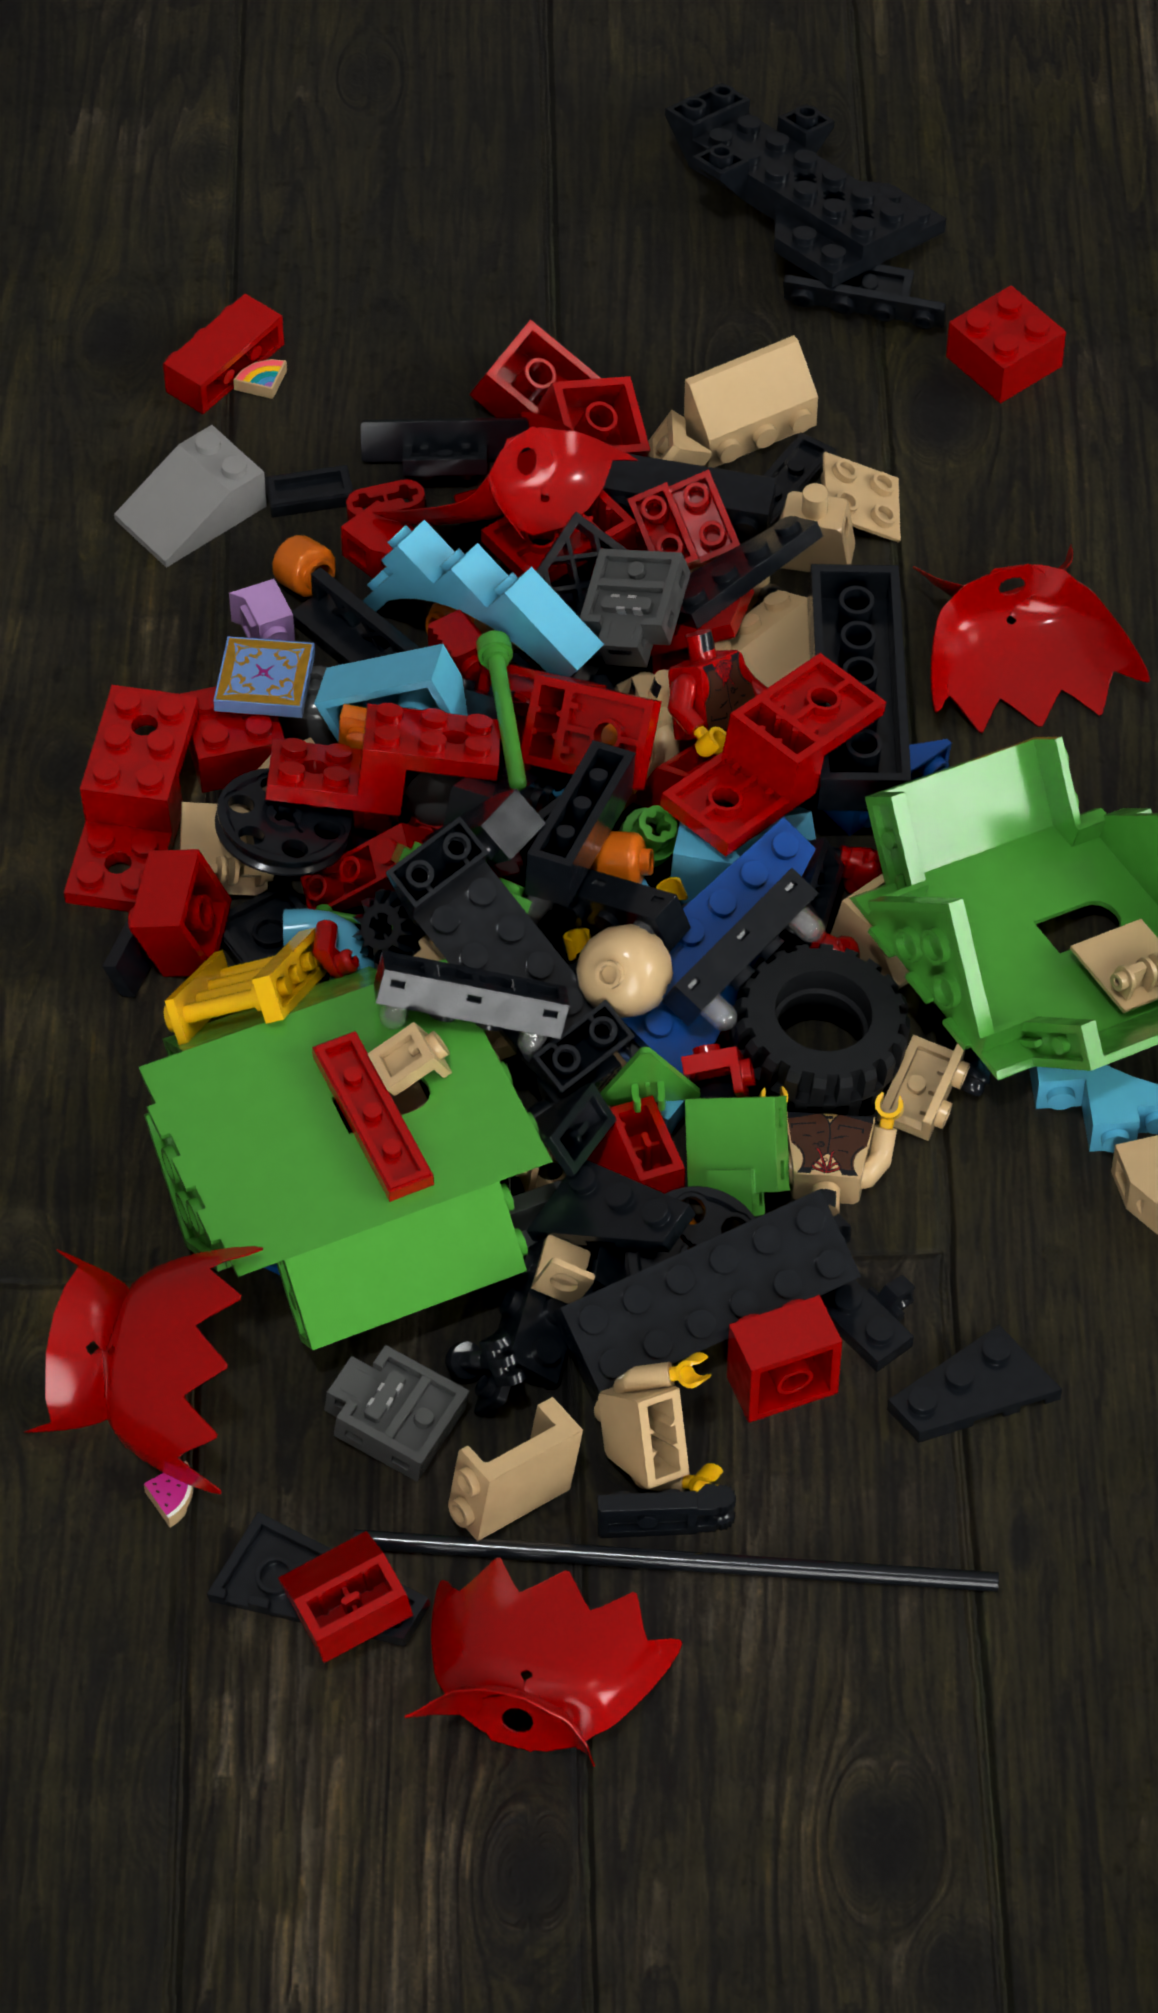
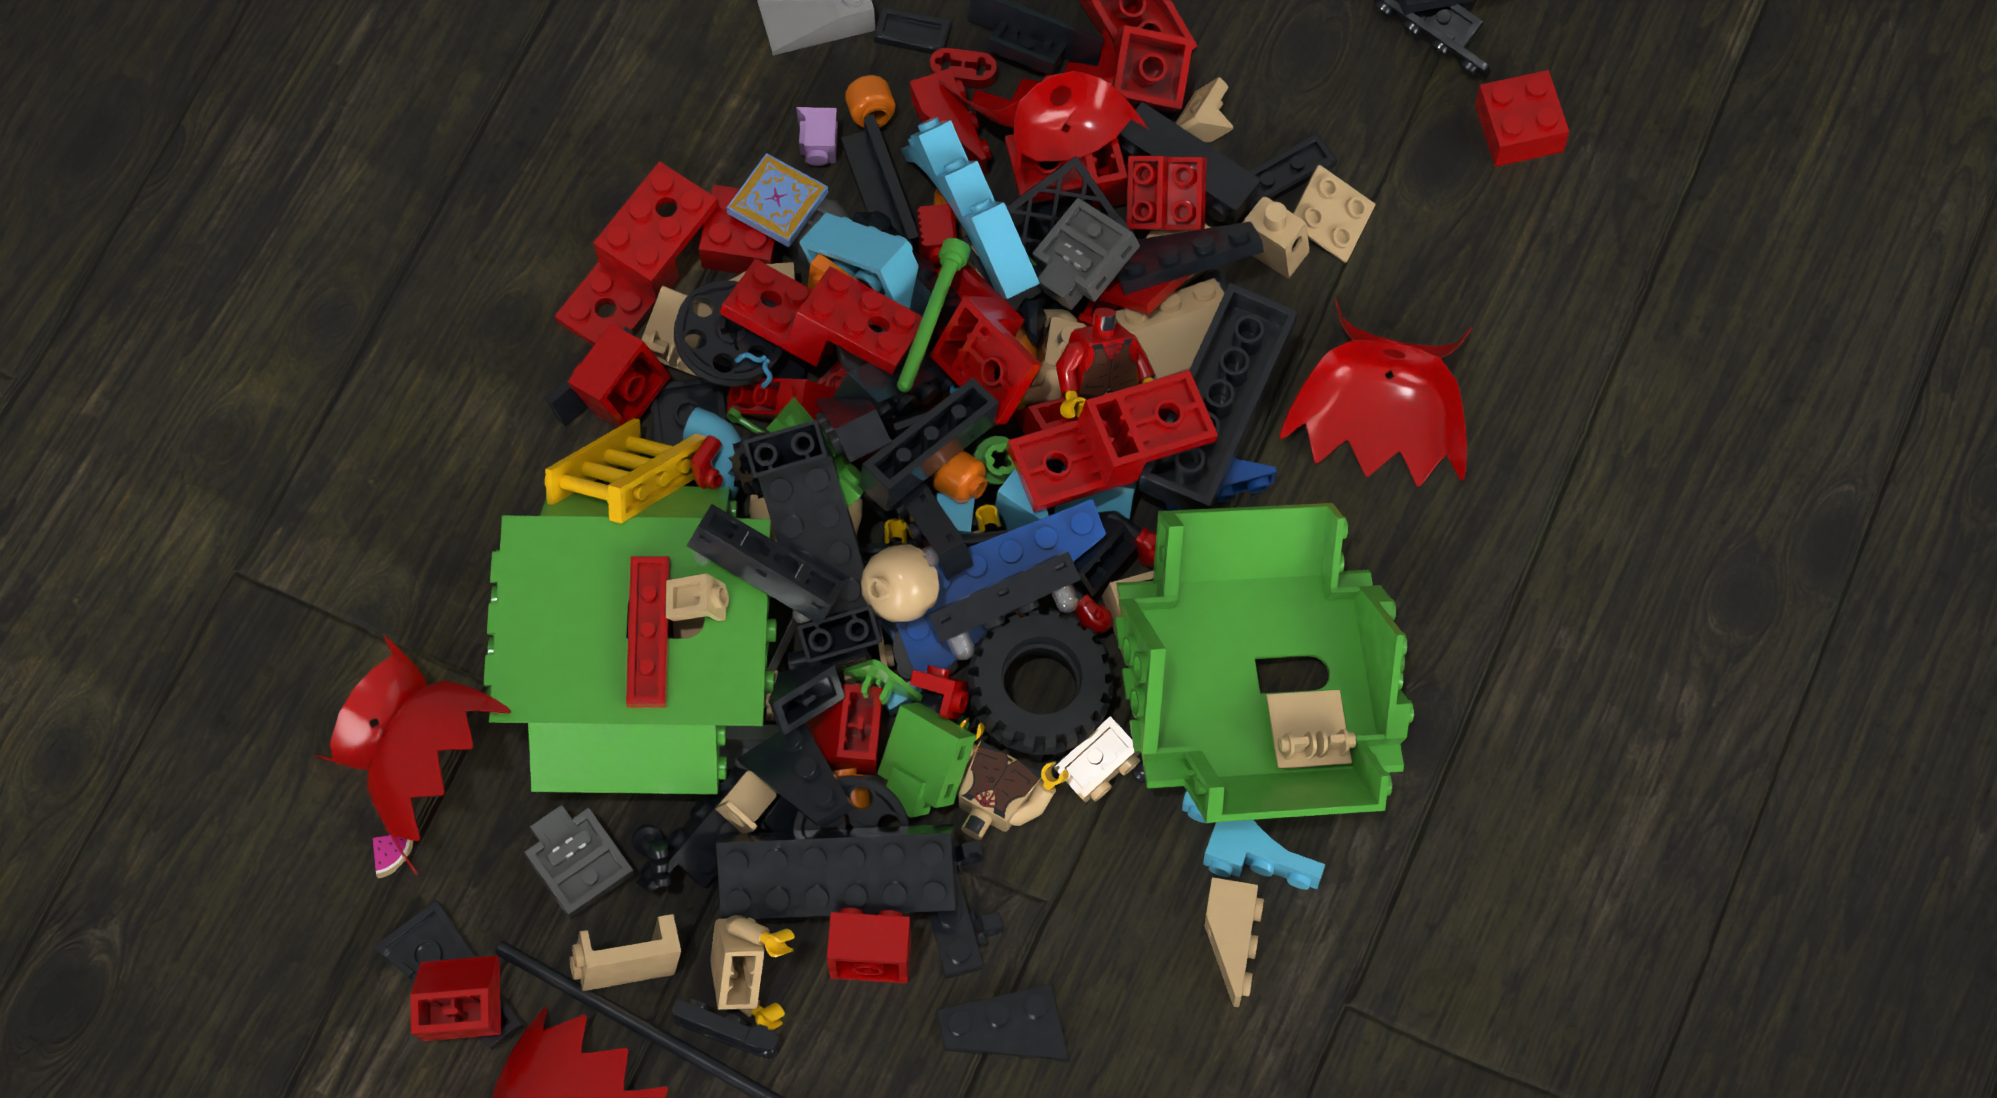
camera: 25 degrees right, 15 degrees up
(319, 831) = (766, 362): none -> dark azure piece
(751, 402) = (1284, 95): tan slope -> none

